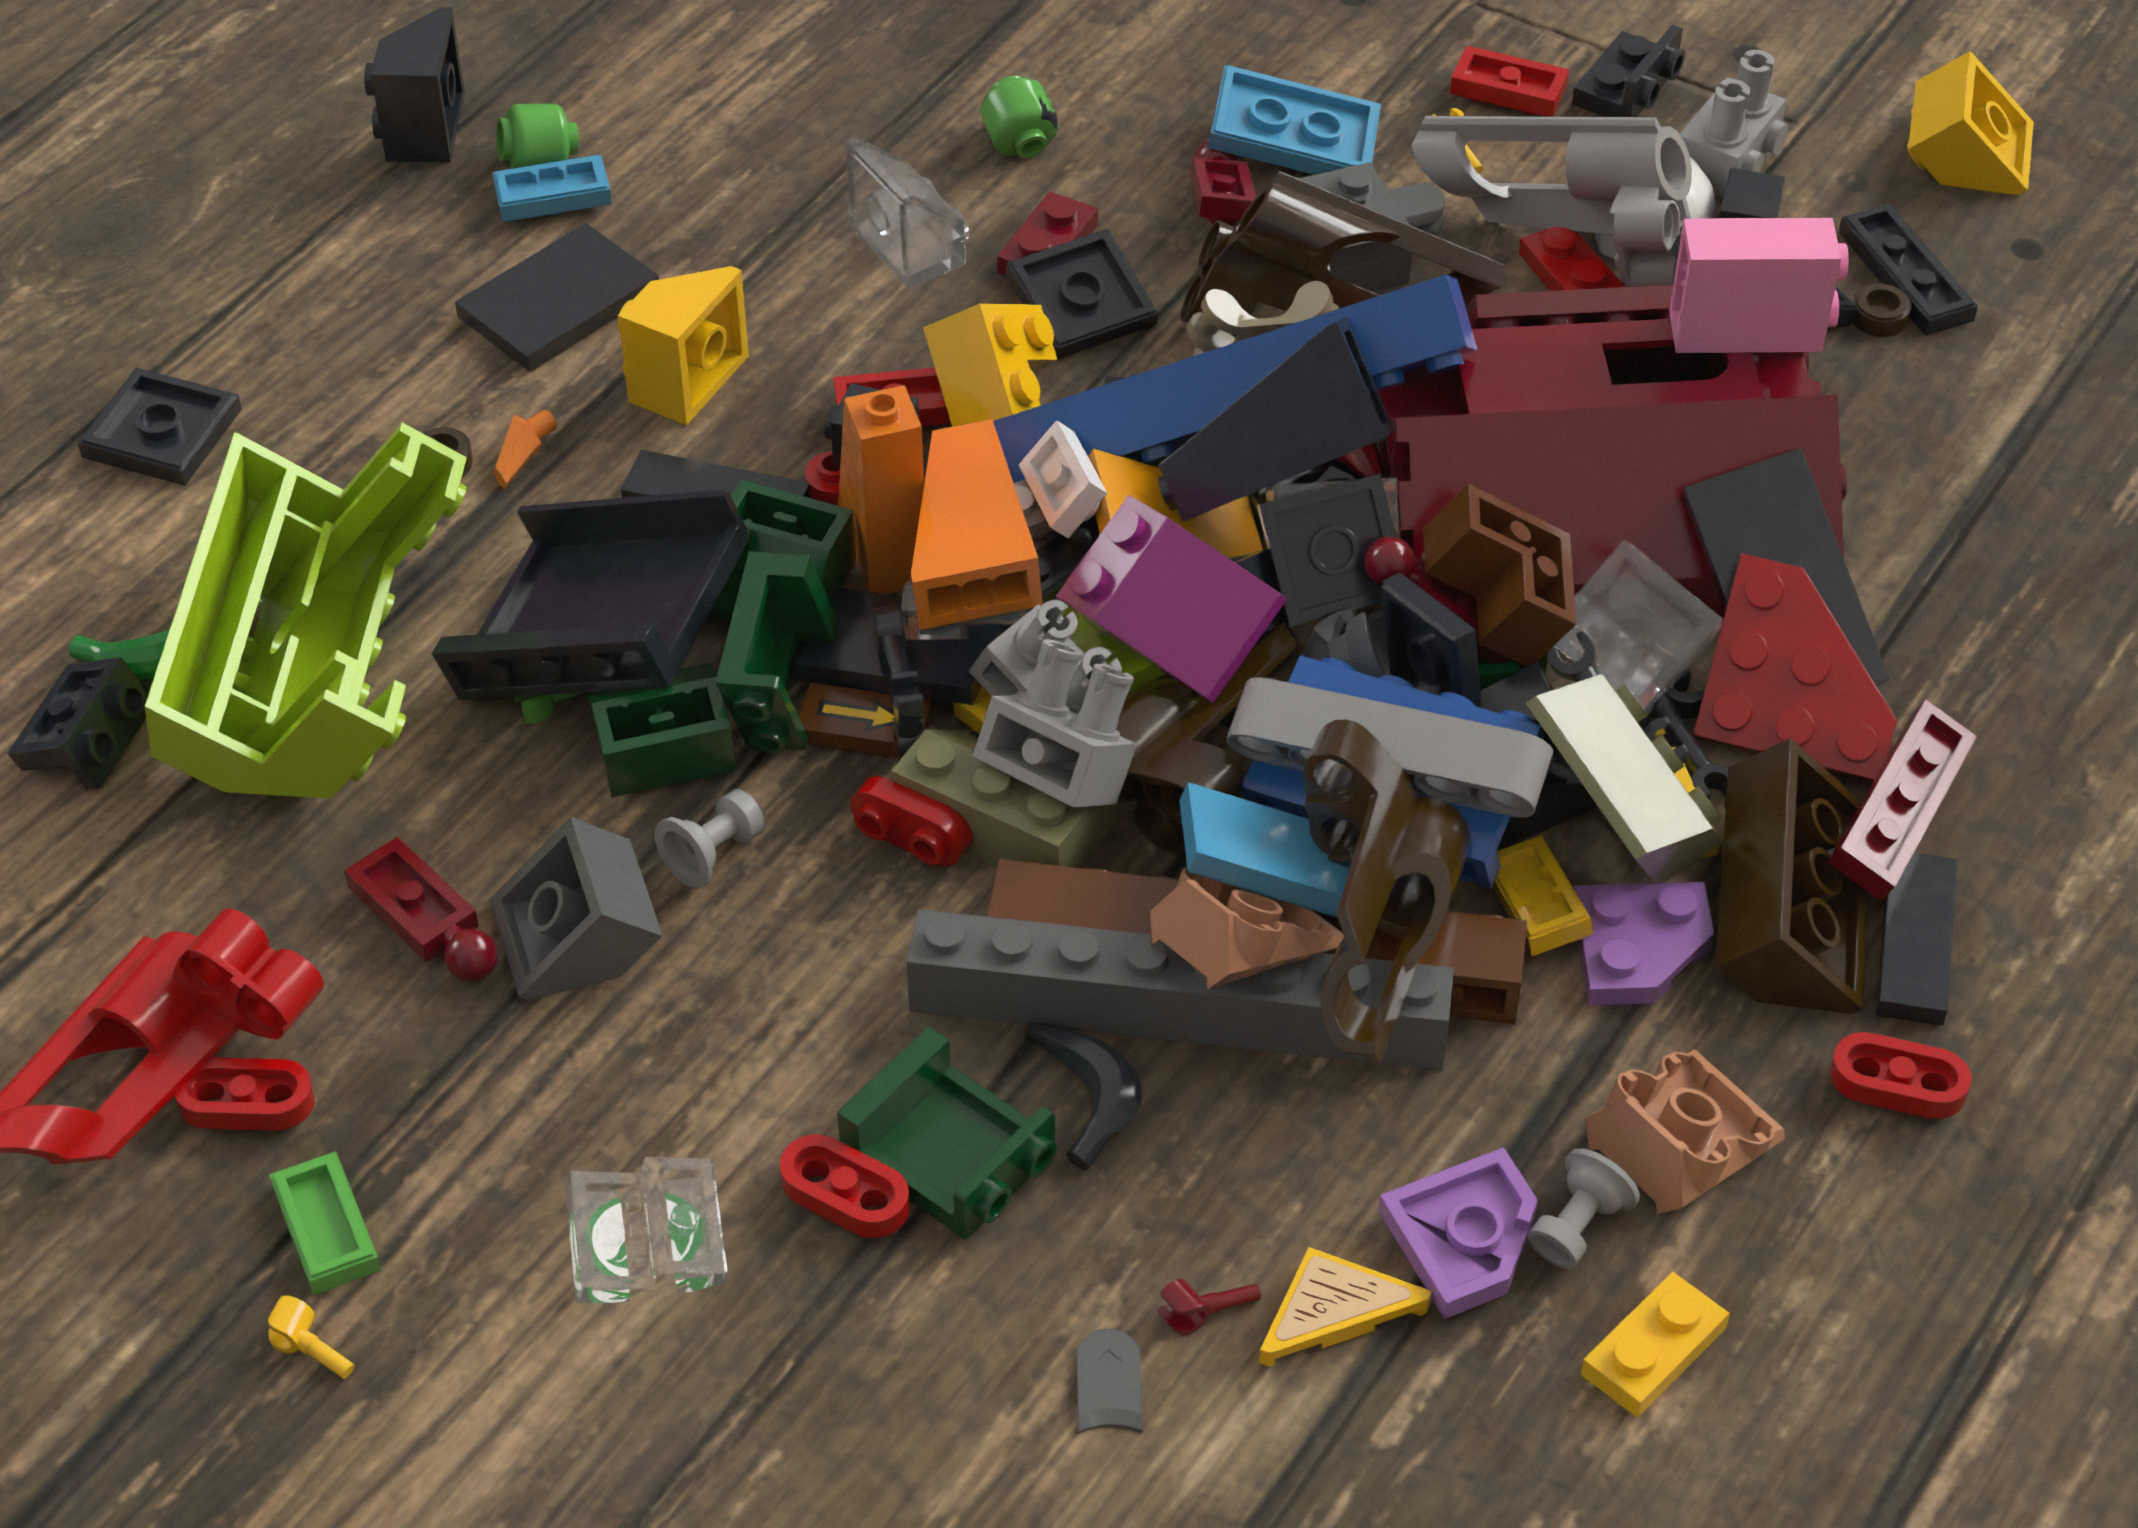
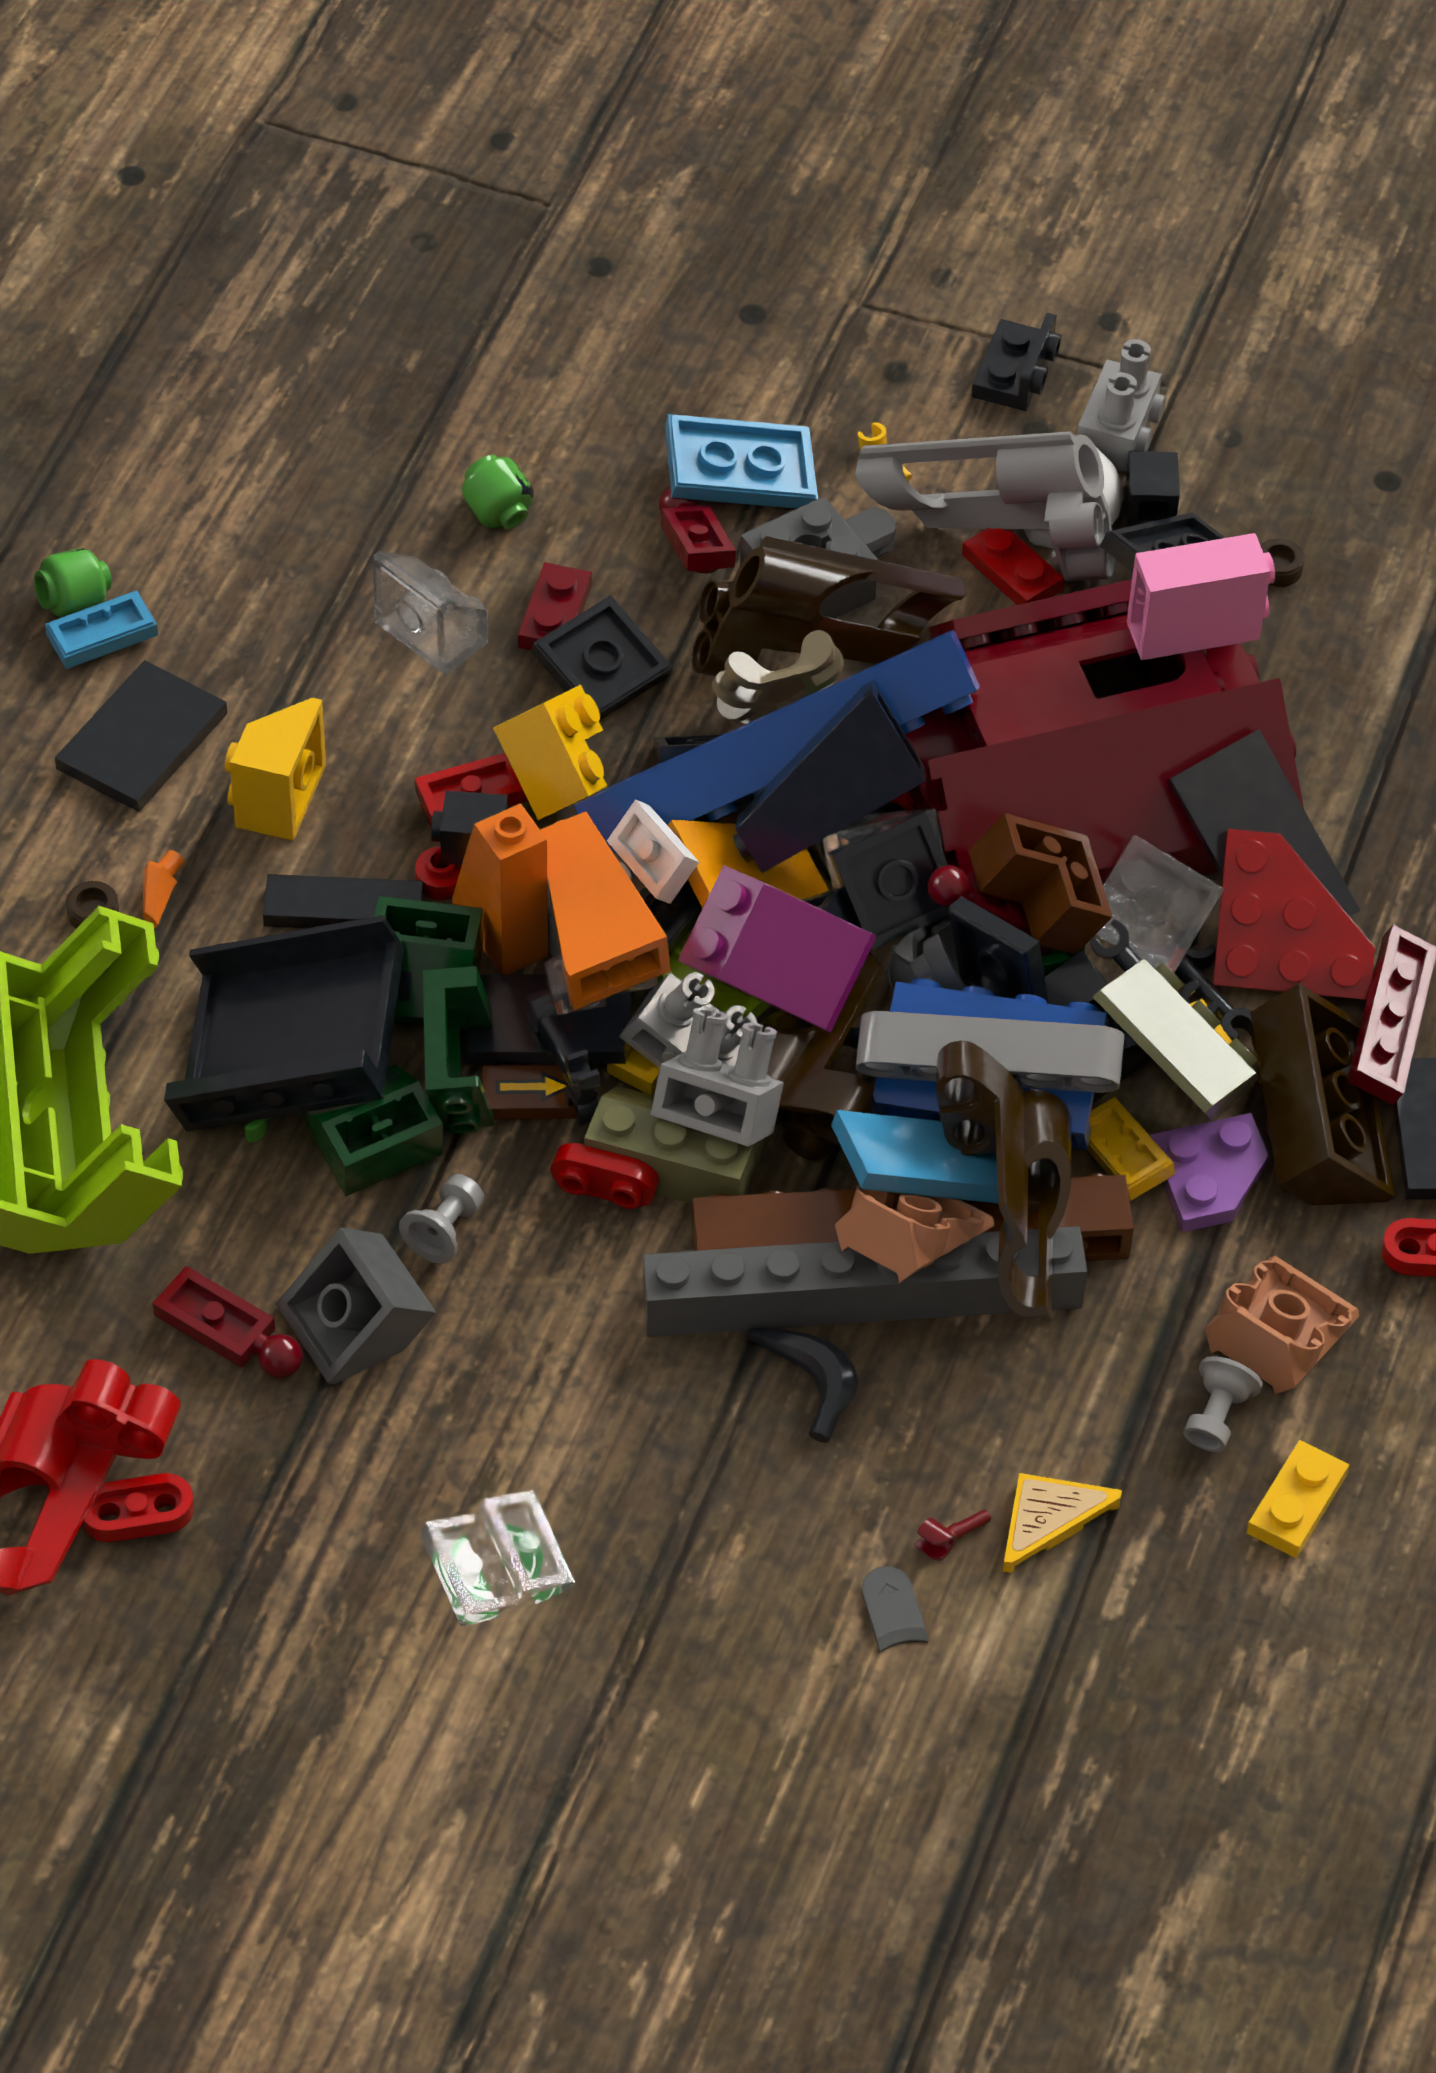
camera: 15 degrees left, 5 degrees up
(289, 1333) = (243, 1695): yellow hand -> none
(324, 1223) = (237, 1600): bright green tile -> none
(849, 1187) = (647, 1491): red plate -> none
(947, 1135) = (712, 1438): dark green panel -> none
(1463, 1229) = (1133, 1436): medium lavender plate -> none
(1509, 81) = (915, 386): red plate -> none
(1905, 262) = (1293, 517): black tile -> none
(1970, 129) = (1319, 375): yellow slope -> none

